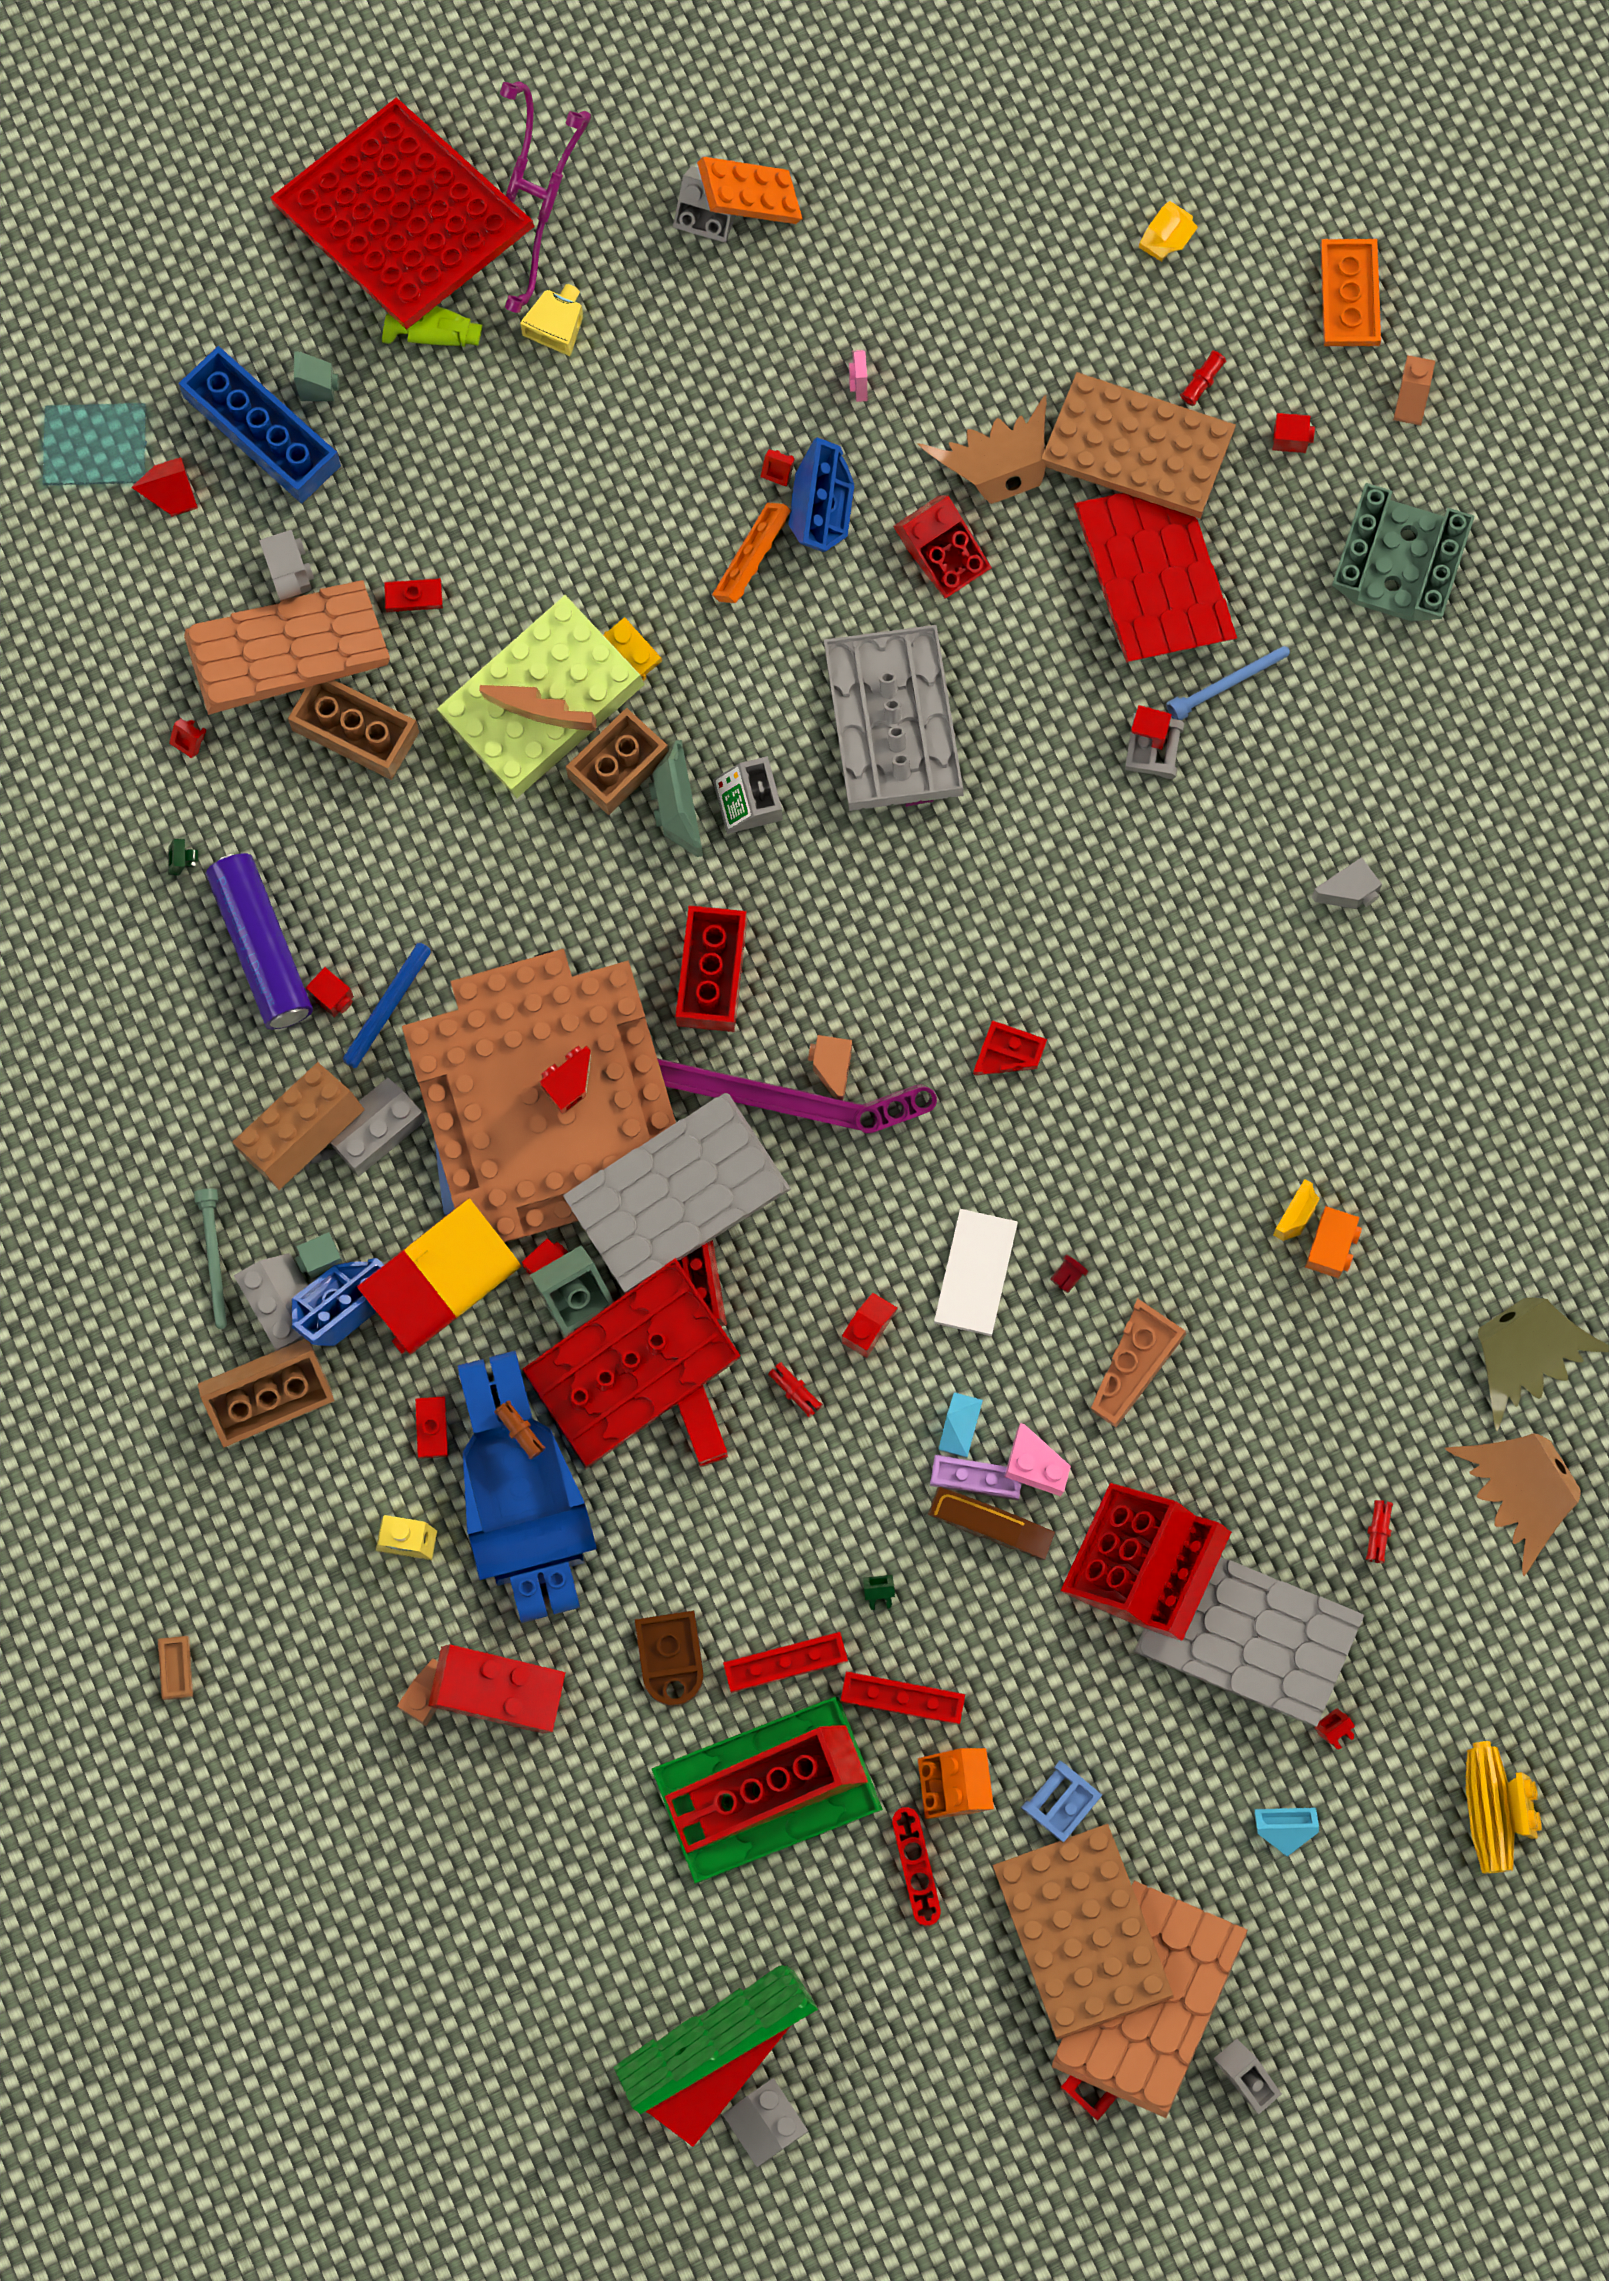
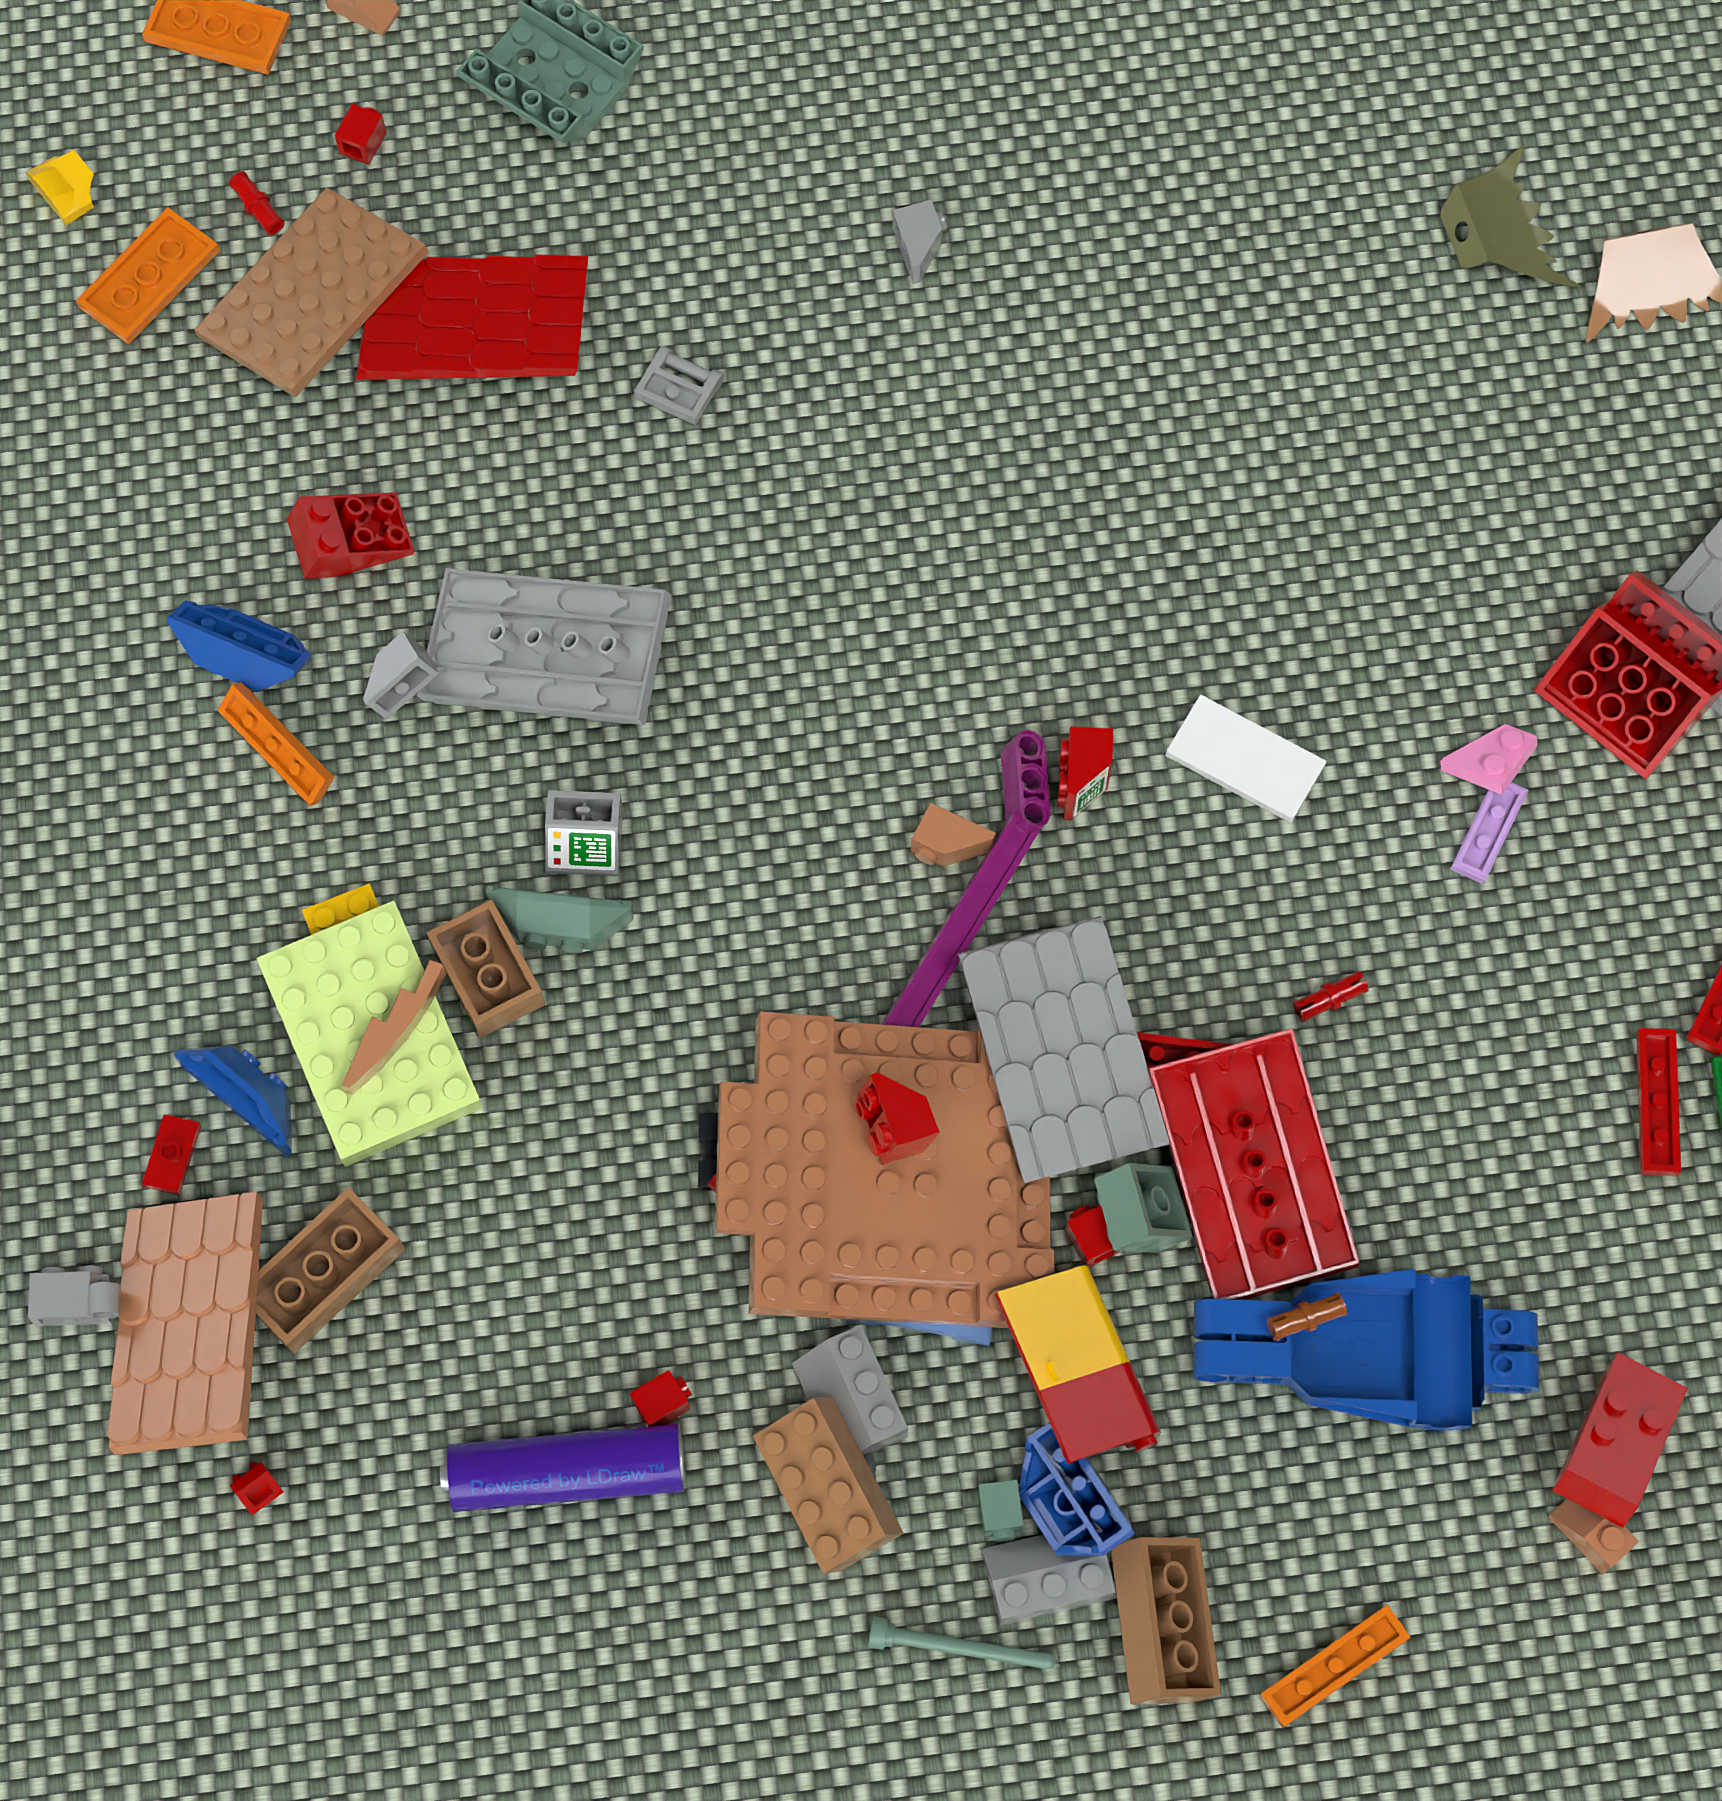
camera: 75 degrees left, 5 degrees down
(179, 857) = (415, 1542): dark green tile -> none
(273, 1528) = (1335, 1666): none -> orange plate
(386, 1005) = (699, 1337): blue axle -> none
(406, 1537) = (1393, 1505): light yellow torso -> none
(431, 1427) = (1257, 1434): red plate -> none
(473, 629) = (244, 1089): none -> blue wedge
(670, 1654) = (1614, 1232): reddish brown tile -> none
(702, 1428) = (1356, 1112): red piece -> none
(711, 968) = (787, 936): red brick -> none
(777, 467) = (179, 682): red tile -> none
(834, 620) = (398, 675): none -> light grey slope
(858, 375) = (99, 553): bright pink wing -> none
(868, 1324) = (1278, 891): red slope -> none
(878, 1588) = (1597, 971): dark green tile -> none
(916, 1148) = (1084, 768): none -> red slope
(960, 1424) = (1421, 829): medium azure slope -> none
(991, 1523) = (1551, 826): reddish brown slope -> none
(996, 459) = (263, 439): medium nougat piece -> none
(1009, 1050) = (992, 643): red wing -> none
(1068, 1274) = (1279, 658): dark red bush -> none
(1111, 322) = (147, 275): none -> orange plate
(1140, 1355) = (1398, 615): nougat wing -> none
(1152, 724) = (662, 369): red panel -> none
(1182, 706) = (644, 344): medium blue piece -> none
(1298, 1212) = (1279, 398): yellow slope -> none
(1332, 1242) = (1324, 377): orange brick -> none
(1379, 1531) = (1664, 433): red pin -> none

